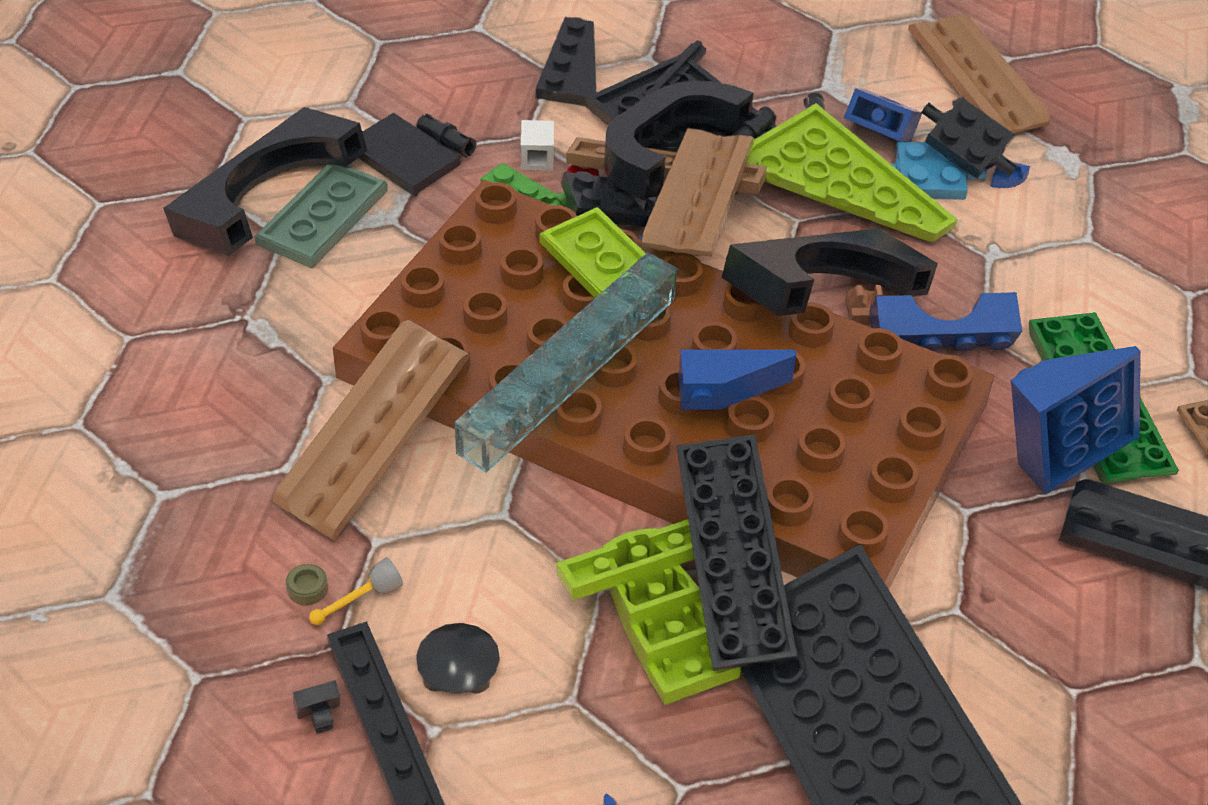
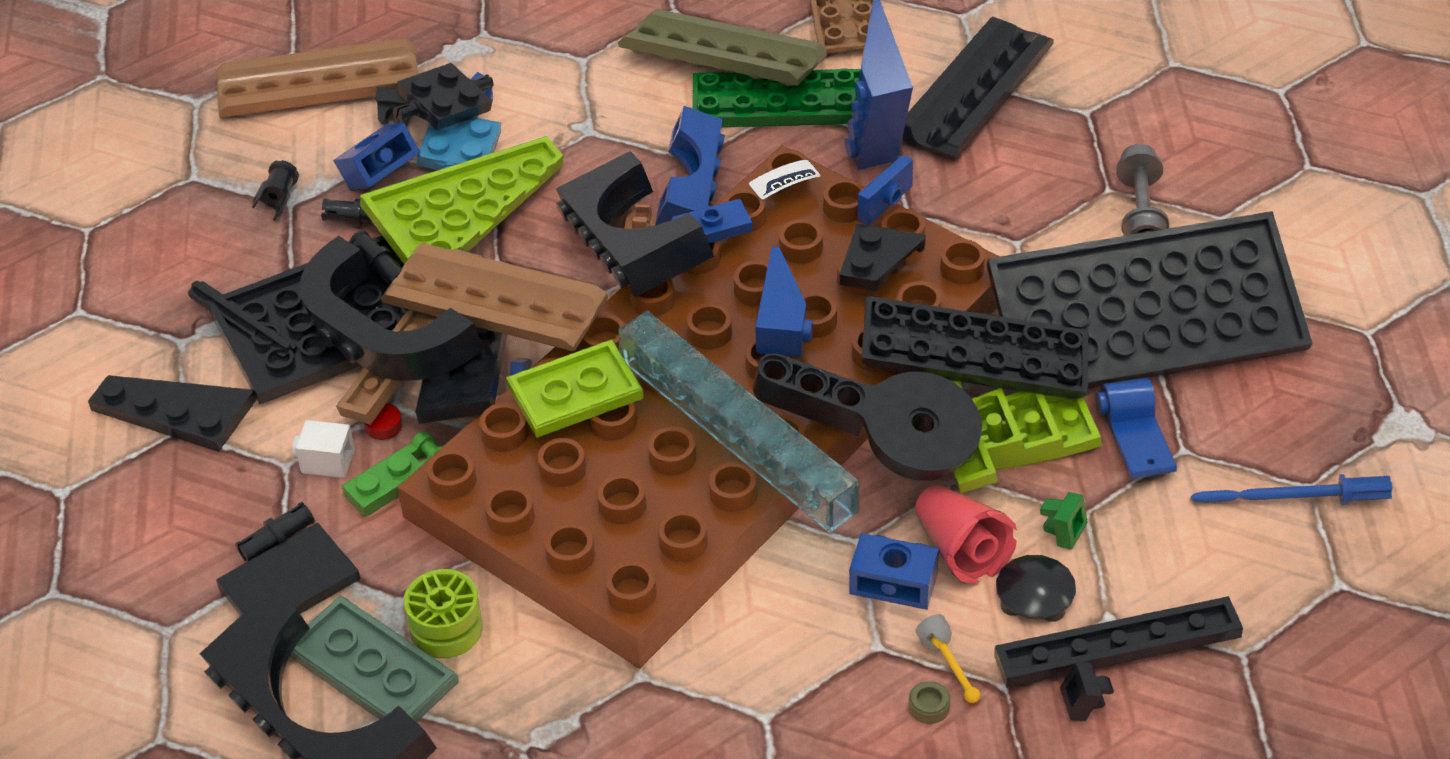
camera: 75 degrees left, 0 degrees up
(366, 237) = (443, 613): none -> lime wheel
(369, 429) = (765, 611): medium nougat plate -> none
(456, 535) = (893, 571): none -> blue brick
(503, 580) = (968, 533): none -> coral cone
(543, 672) = (1065, 518): none -> green tile
(606, 474) = (888, 411): none -> black beam
(716, 729) = (1132, 420): none -> blue door
(829, 70) = (276, 188): none -> black piece
(832, 448) = (876, 255): none -> black wing
(838, 320) = (723, 220): none -> blue plate
(924, 440) = (885, 190): none -> blue plate
(928, 369) = (783, 177): none -> white sticker
(1104, 706) = (1140, 169): none -> flat silver piece
(1138, 313) = (725, 47): none -> olive plate

